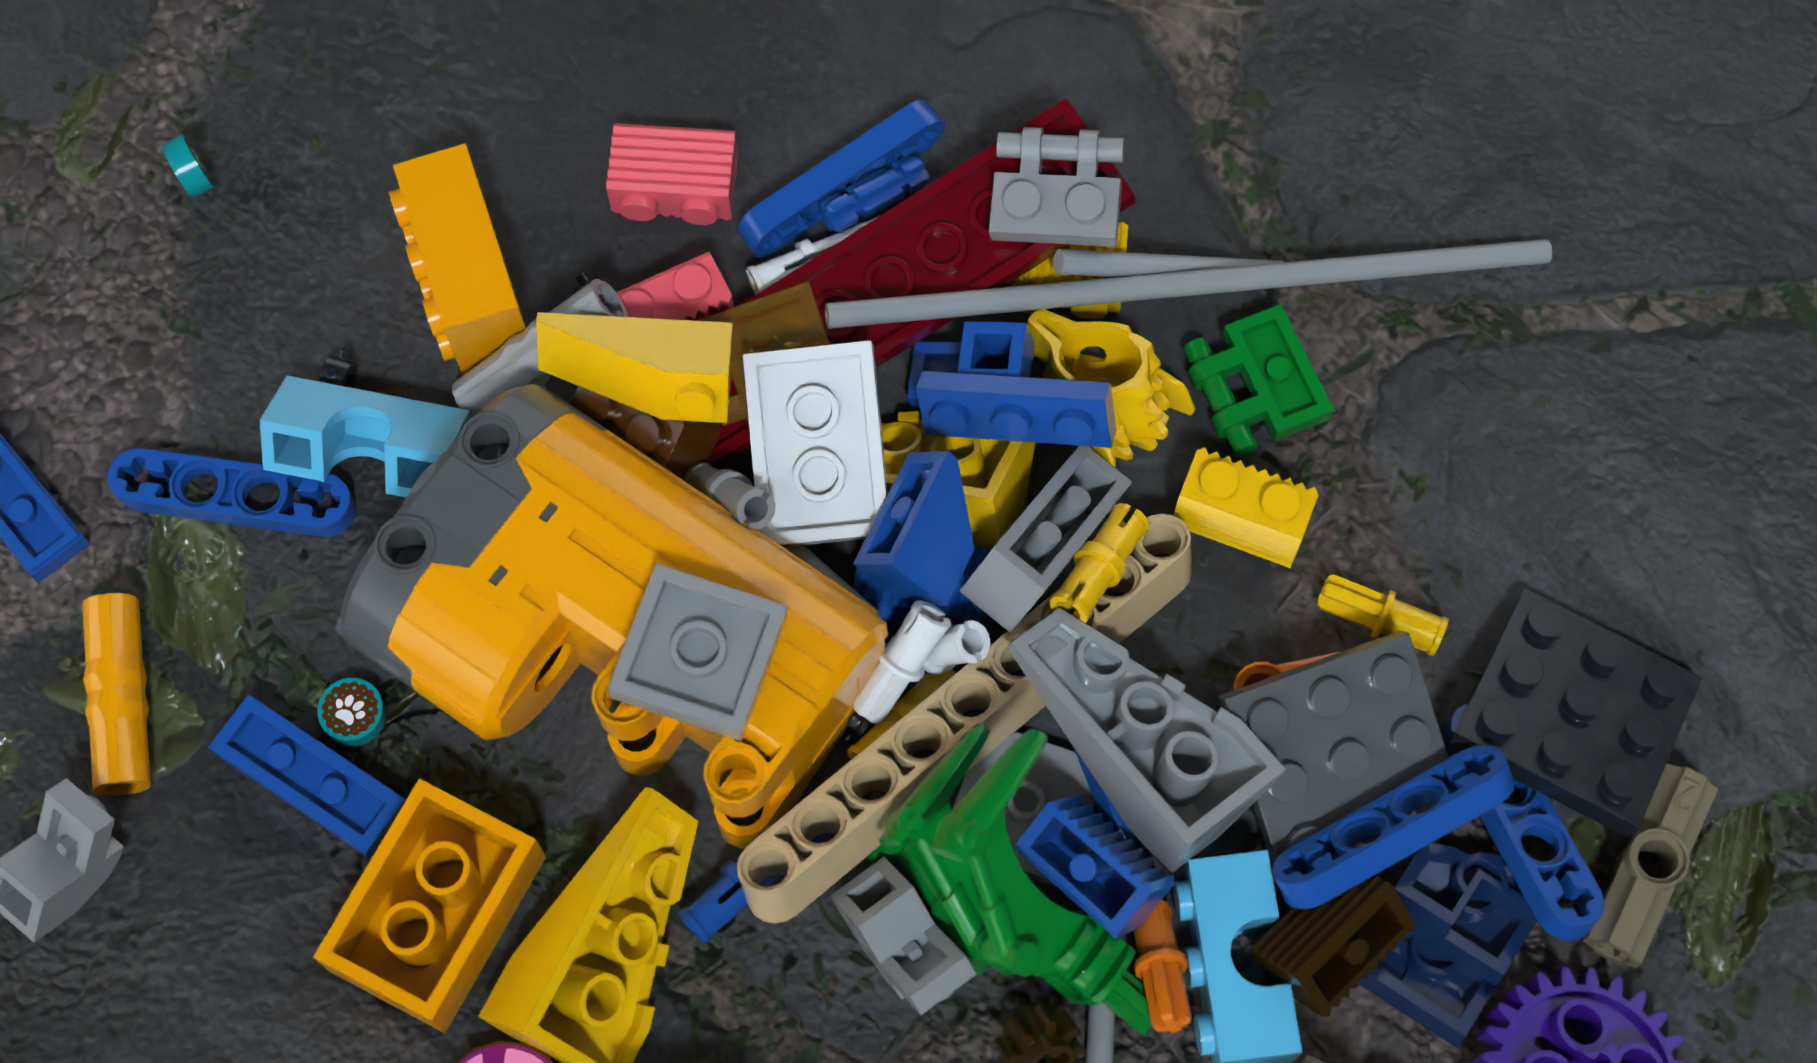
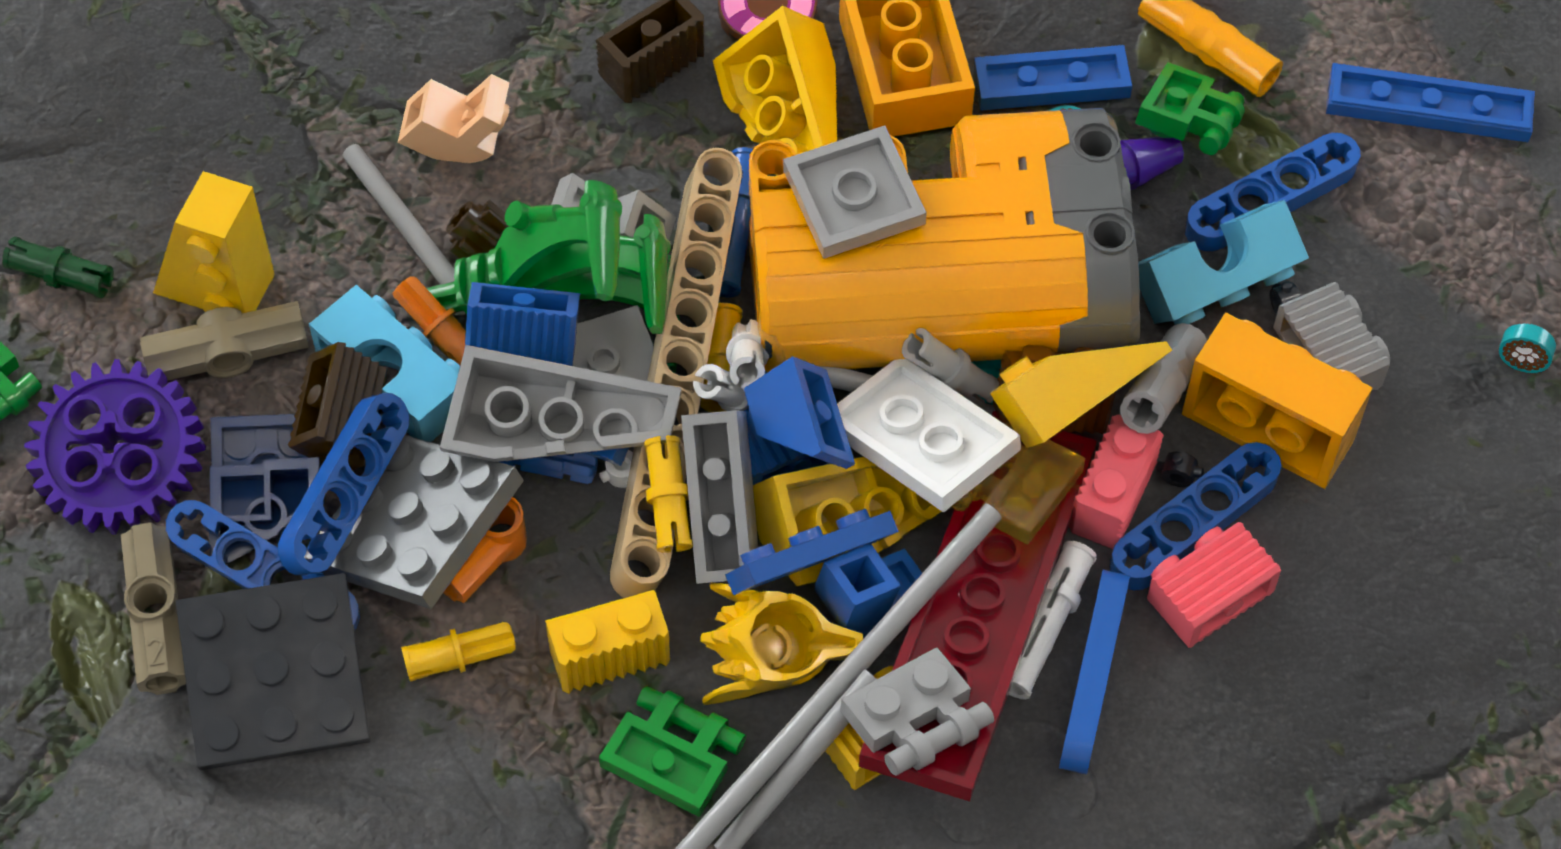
camera: 140 degrees right, 10 degrees down
(231, 635) = (1186, 103): none -> green plate
(308, 613) = (1149, 158): none -> dark purple cone
(347, 295) = (1333, 332): none -> light grey brick
(623, 237) = (1192, 512): none -> blue beam
(873, 193) = (1061, 676): blue axle -> none

